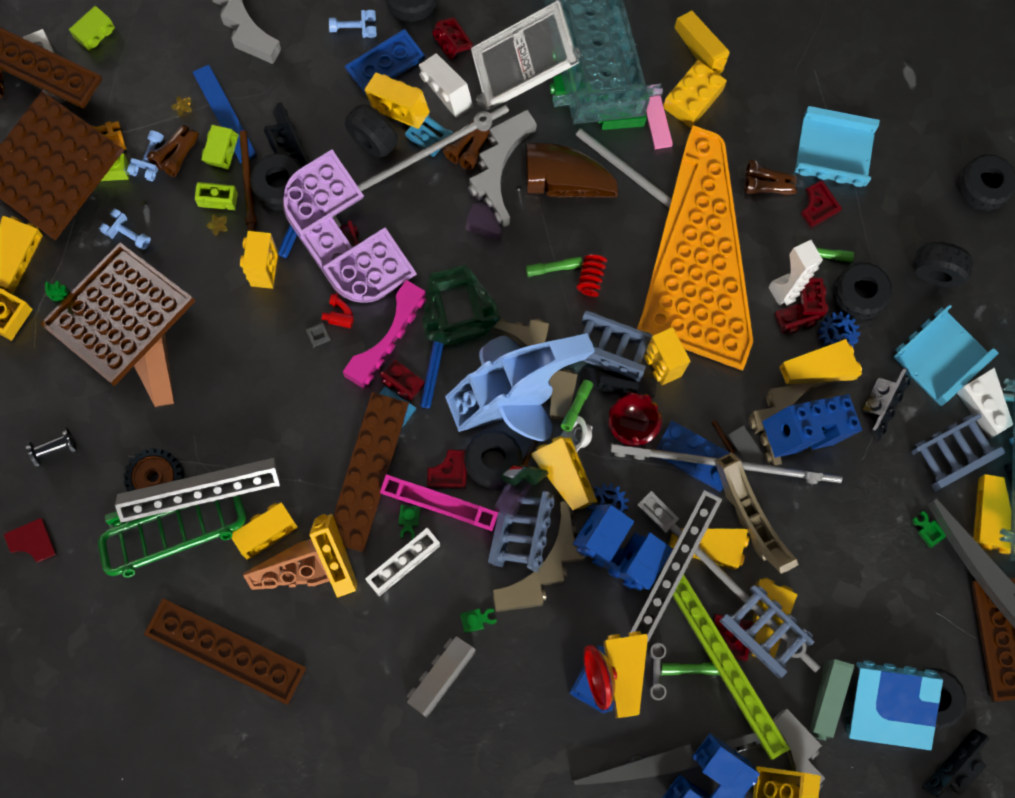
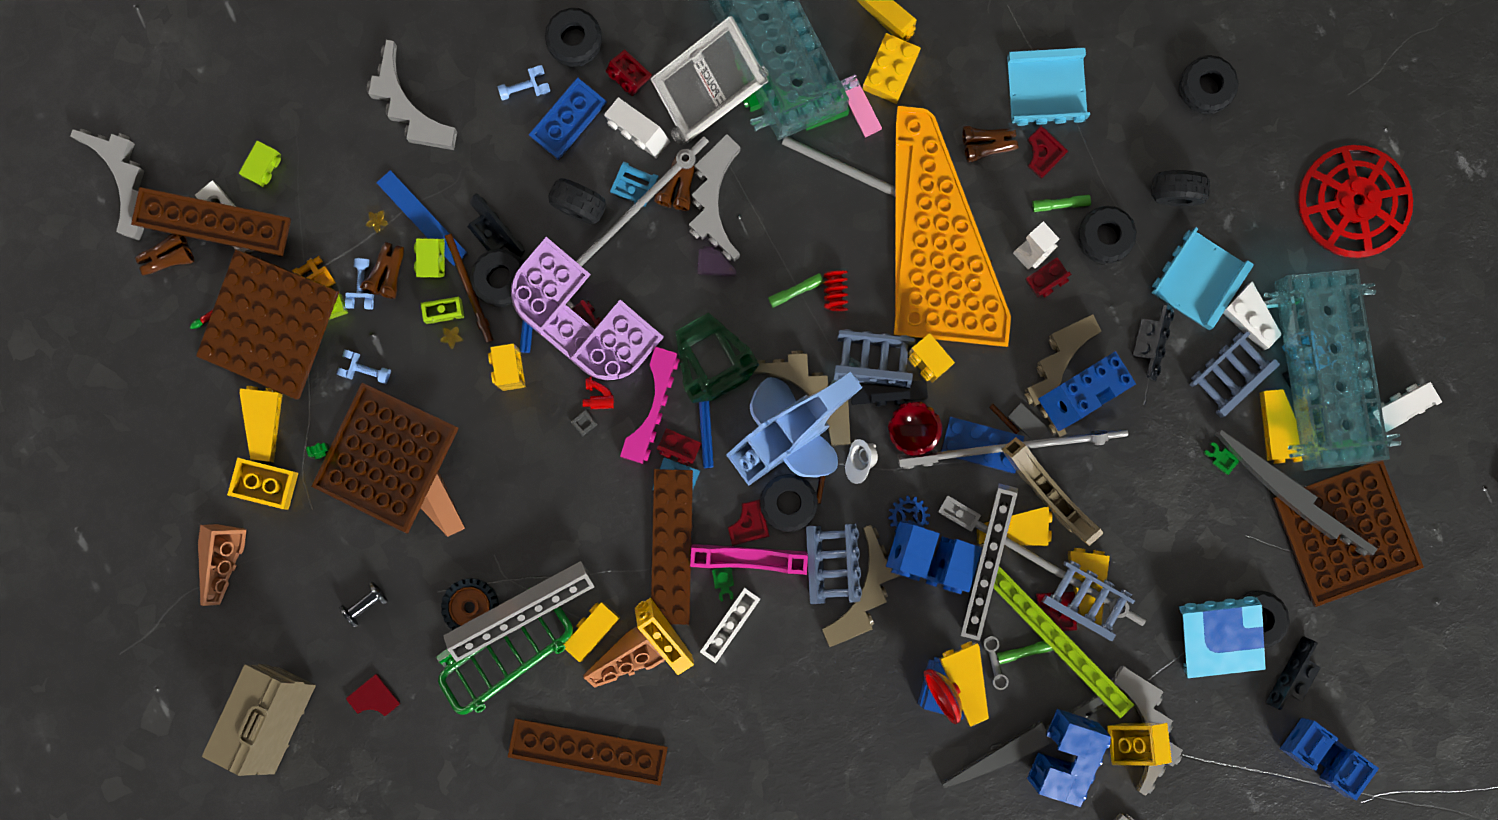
camera: 10 degrees left, 10 degrees up
(397, 100) = (593, 161): yellow brick -> none
(441, 676) = (795, 723): light grey slope -> none
(474, 620) = (811, 660): green plate -> none
(512, 498) = (818, 536): clear purple slope -> none
(522, 472) = (817, 512): clear green slope -> none
(565, 472) = (861, 498): yellow slope -> none
(566, 172) = (782, 188): reddish brown panel -> none
(572, 414) = (857, 417): bright green piece -> none
(814, 298) = (1061, 258): dark red bracket -> none
(823, 365) = (1087, 324): yellow slope -> none
(830, 698) = (1162, 646): sand green slope -> none
(846, 328) = (1095, 275): blue gear -> none

